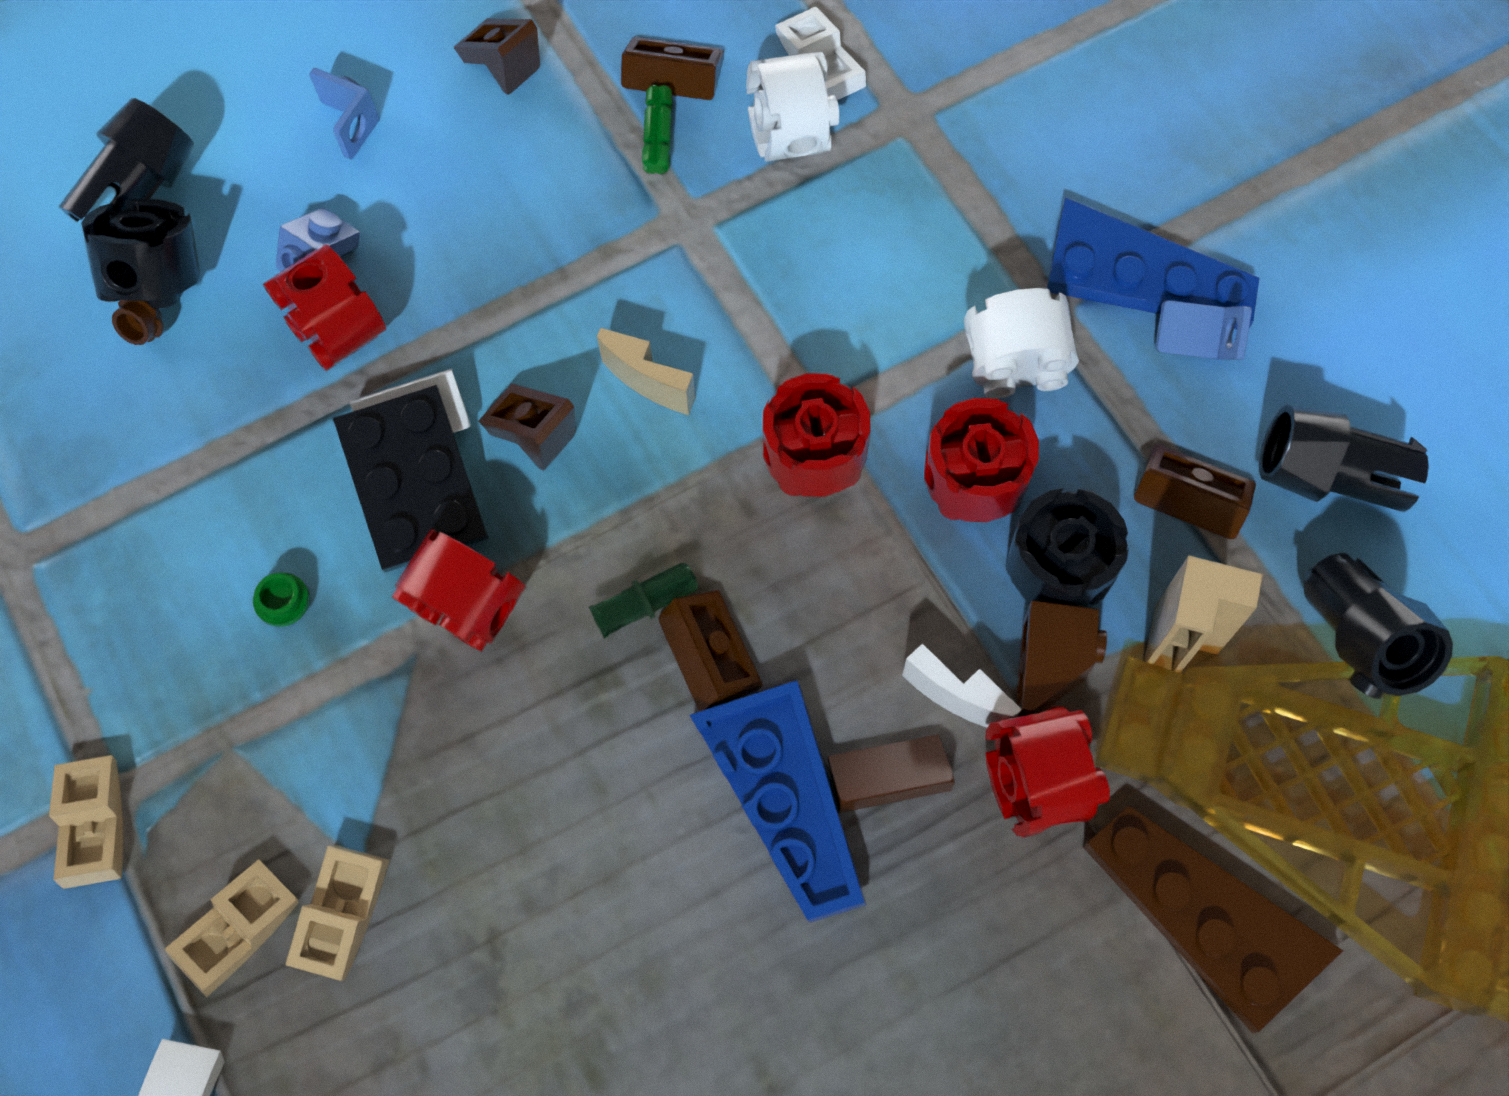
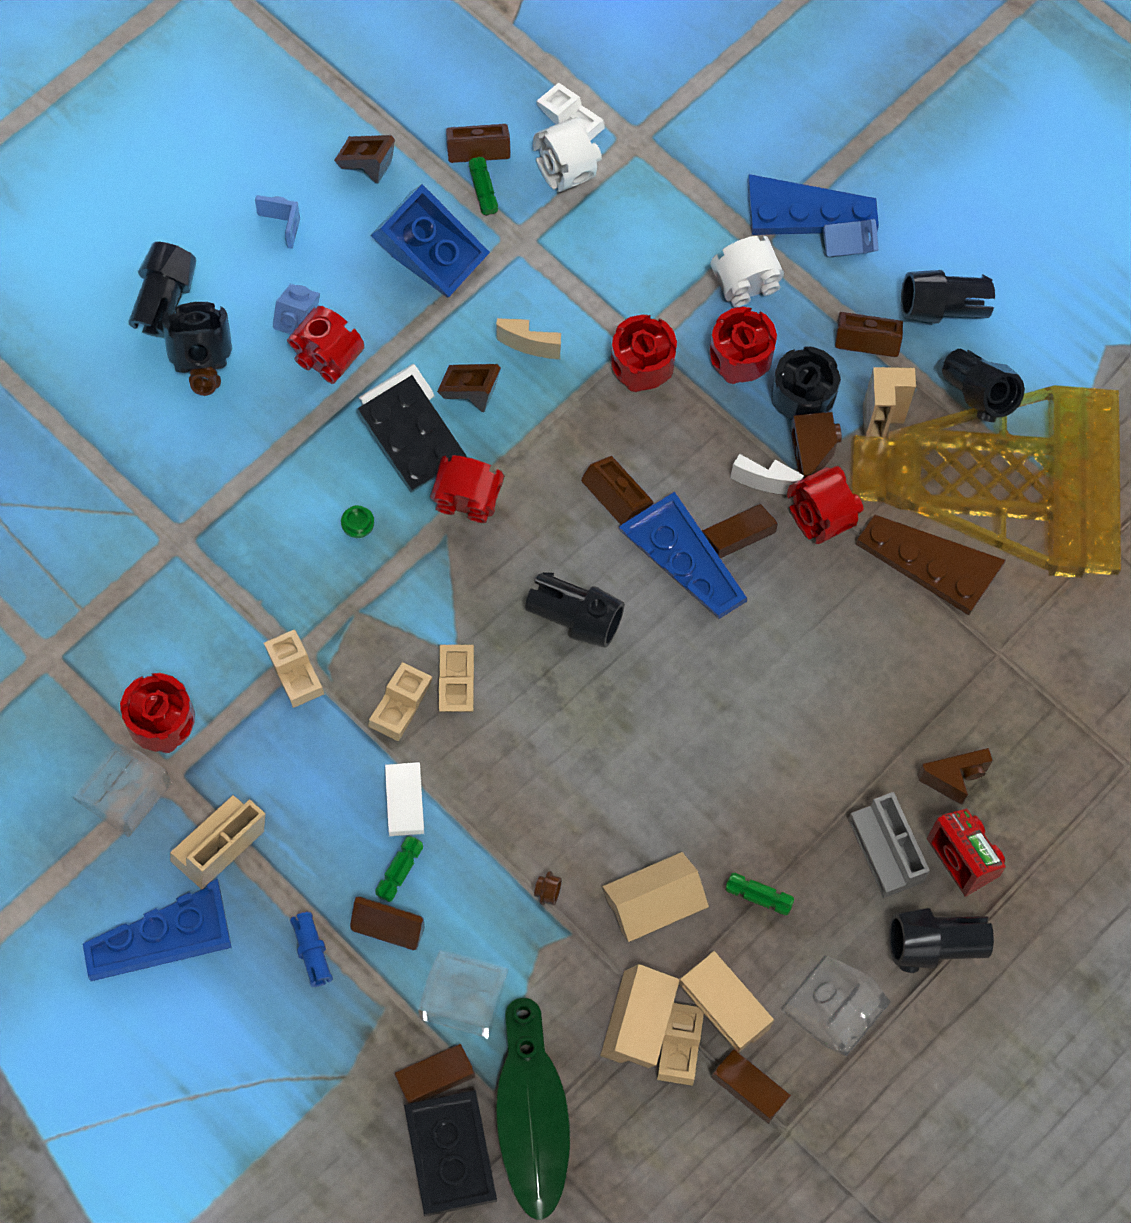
camera: 20 degrees left, 0 degrees up
(547, 190) = (430, 241): none -> blue slope
(587, 859) = (589, 613): none -> black piece
(643, 599) = (570, 470): clear green axle -> none

